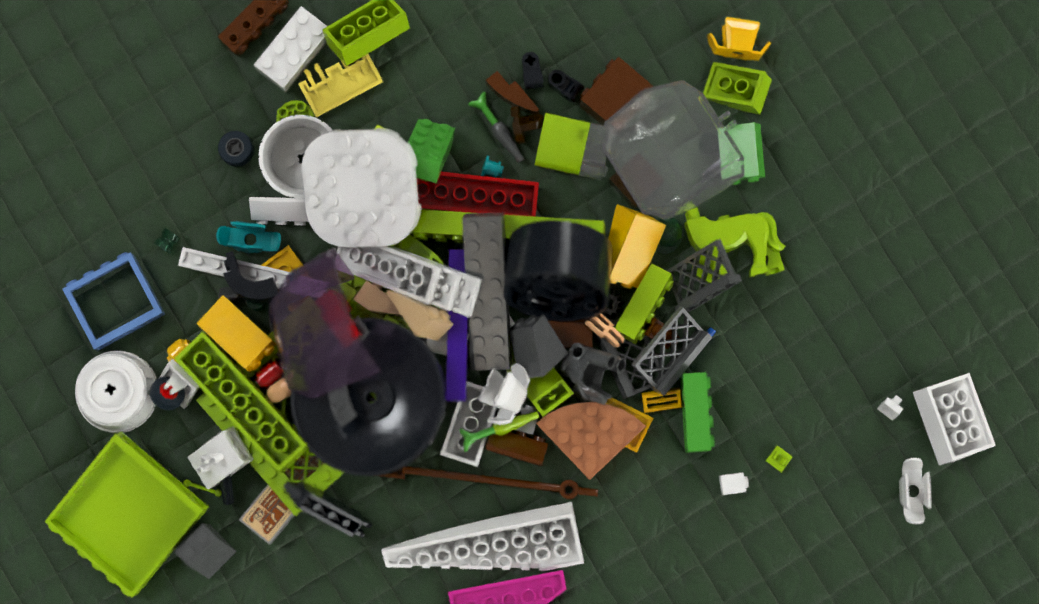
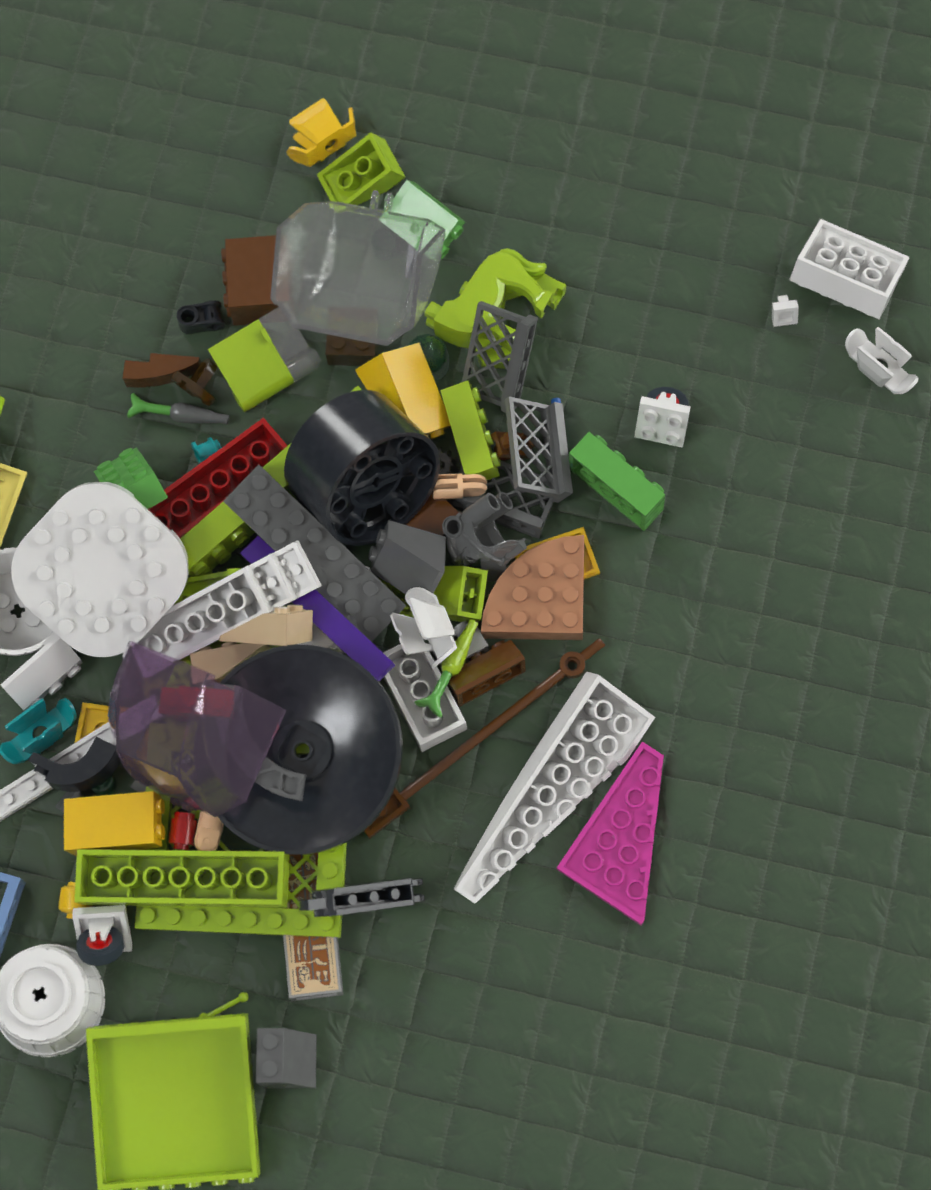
camera: 40 degrees left, 10 degrees down
(219, 460) = (214, 960): white piece -> none
(532, 74) = (161, 335): black piece -> none
(660, 400) = (562, 519): yellow tile -> none
(733, 483) = (715, 512): white brick -> none
(761, 400) = (663, 416): none -> white plate
(779, 459) = (733, 453): lime tile -> none

